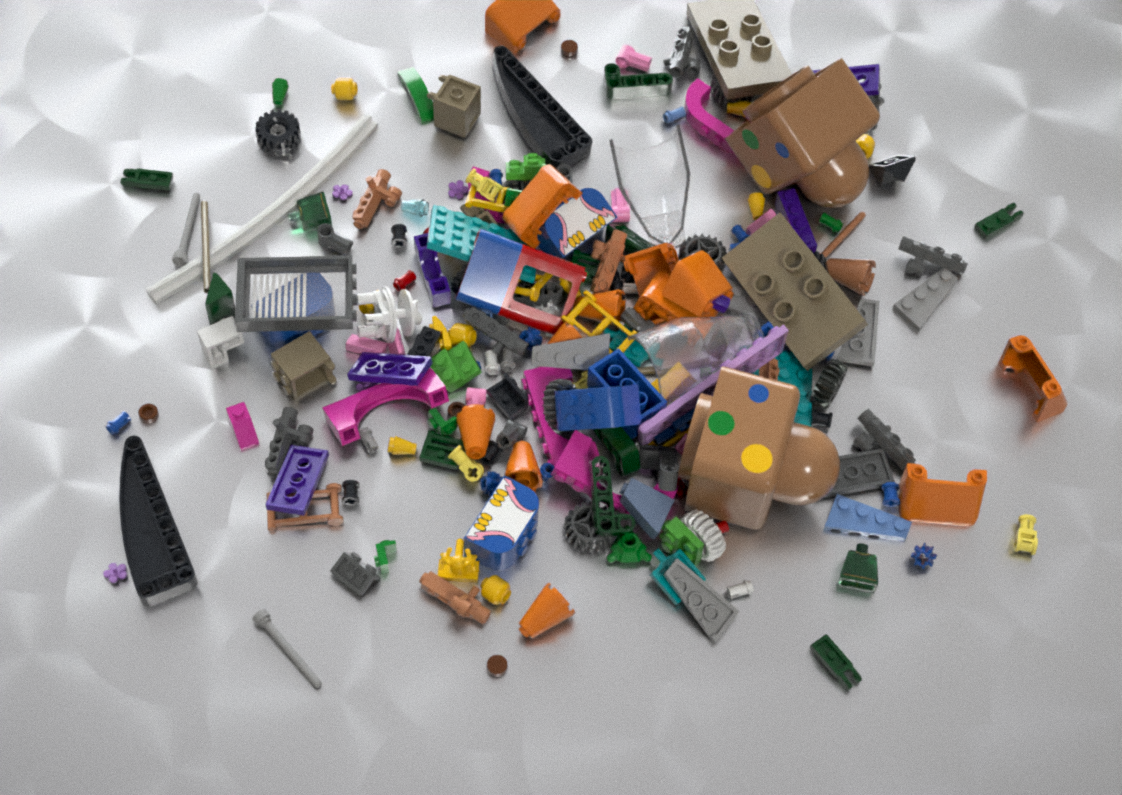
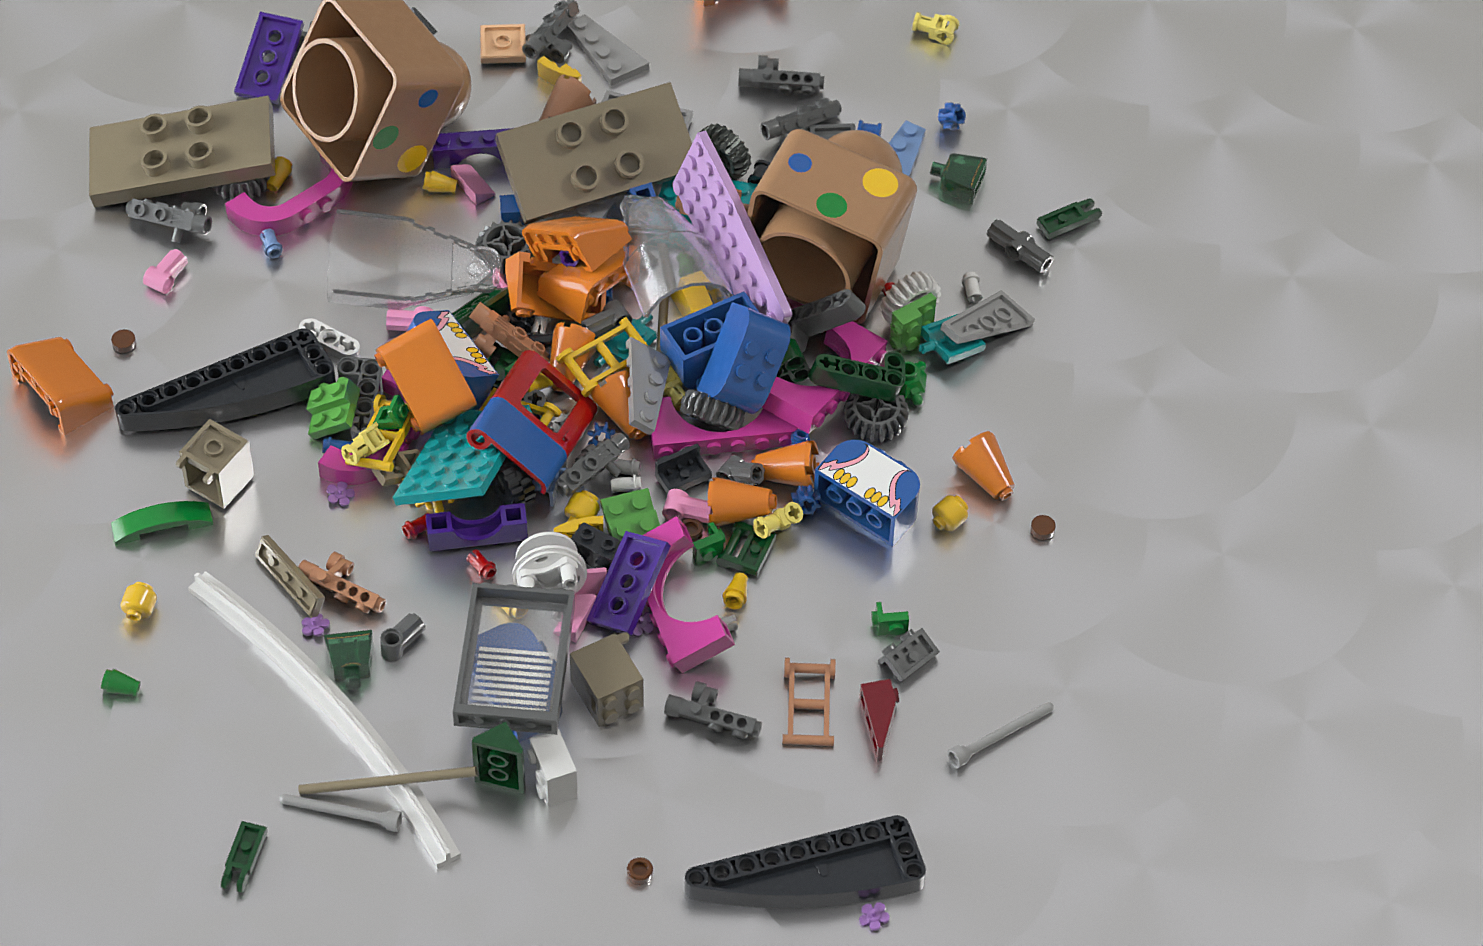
camera: 80 degrees left, 5 degrees down
(116, 424) = (656, 907): blue pin -> none
(242, 426) = (680, 759): dark pink slope -> none
(278, 122) = (181, 684): black bush -> none
(290, 471) = (769, 685): dark purple plate -> none
(297, 556) = (879, 706): none -> dark red slope
(350, 492) = (796, 649): black bush -> none
(375, 167) = (289, 576): none -> dark tan tile
(399, 232) = (408, 563): black bush -> none
(417, 207) = (364, 539): clear light blue cone -> none
(458, 600) = (955, 554): nougat piece -> none
(459, 567) = (915, 546): yellow piece -> none
(593, 155) = (335, 348): none -> white beam
(635, 85) = (209, 295): dark green beam -> none
(646, 506) = (873, 339): sand blue slope -> none
(739, 233) = (481, 206): blue pin -> none
(793, 623) = (1020, 246): none -> dark grey piece
(832, 223) = (483, 113): green pin -> none
(843, 234) = (496, 107): nougat piece -> none
(886, 274) = (551, 72): none -> yellow slope
(911, 225) = (502, 43): none -> light nougat plate
(927, 415) = (770, 77): none -> dark grey piece
(940, 500) = (885, 96): orange windscreen -> none

